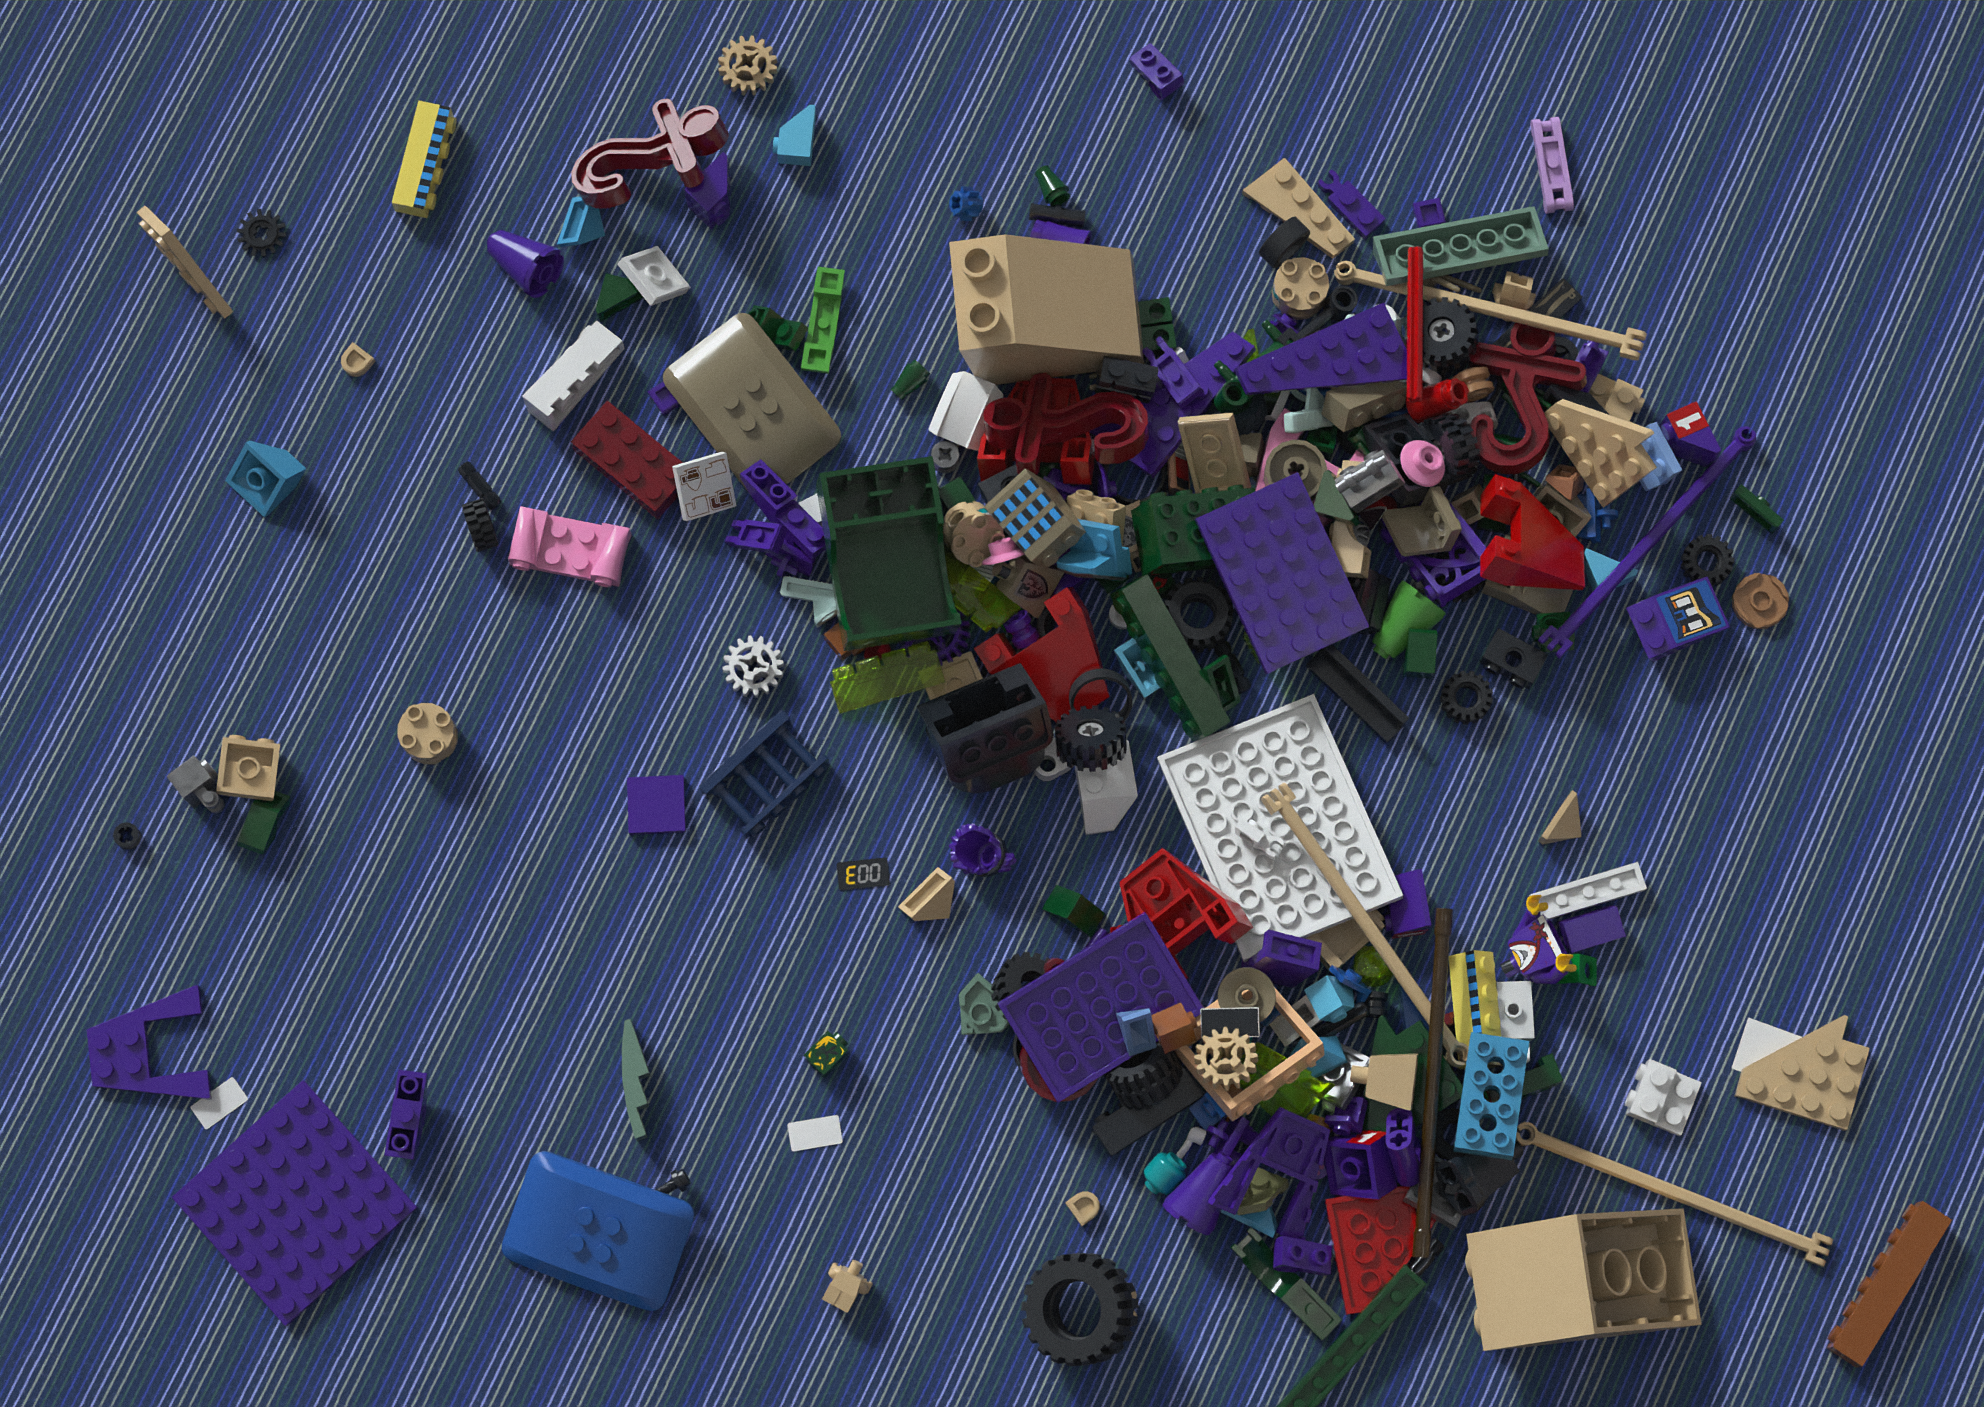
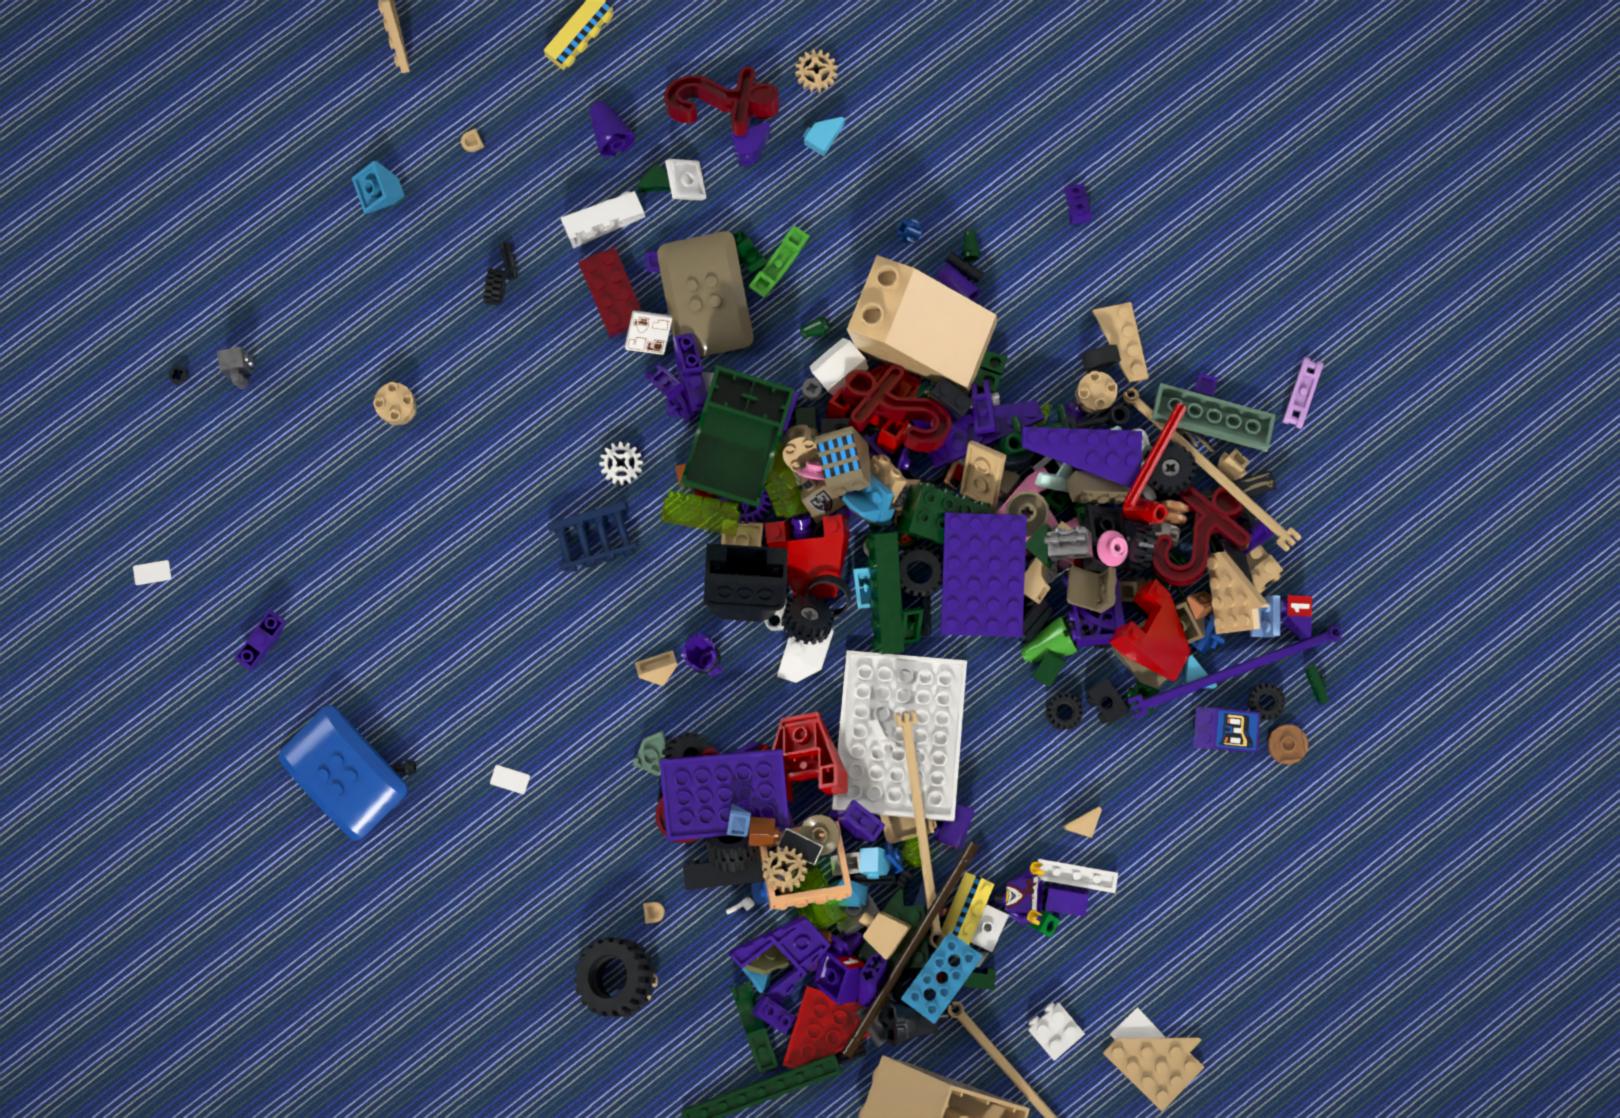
camera: 25 degrees right, 5 degrees up
(121, 1050) = (108, 508): dark purple wing -> none
(248, 768) = (272, 370): tan plate -> none
(261, 823) = (264, 408): dark green slope -> none
(264, 222) = (447, 23): black gear -> none
(294, 1203) = (166, 659): dark purple plate -> none
(569, 547) = (544, 328): bright pink piece -> none
(581, 224) = (657, 123): dark azure slope -> none
(633, 1070) = (417, 681): sand green slope -> none
(656, 805) = (516, 521): dark purple tile -> none
(818, 592) = (681, 432): light aqua piece -> none
(827, 1053) = (542, 733): dark green brick -> none
(846, 1285) = (478, 886): tan piece -> none
(863, 873) = (623, 630): black sticker -> none
(1073, 910) = (743, 721): dark green slope -> none
(1164, 1173) = (714, 917): teal head -> none
(1191, 1196) = (724, 940): dark purple cone -> none
(1236, 1131) = (766, 915): dark purple hips -> none
(1352, 205) = (1158, 355): dark purple plate -> none
(1357, 692) = (996, 674): black fence -> none

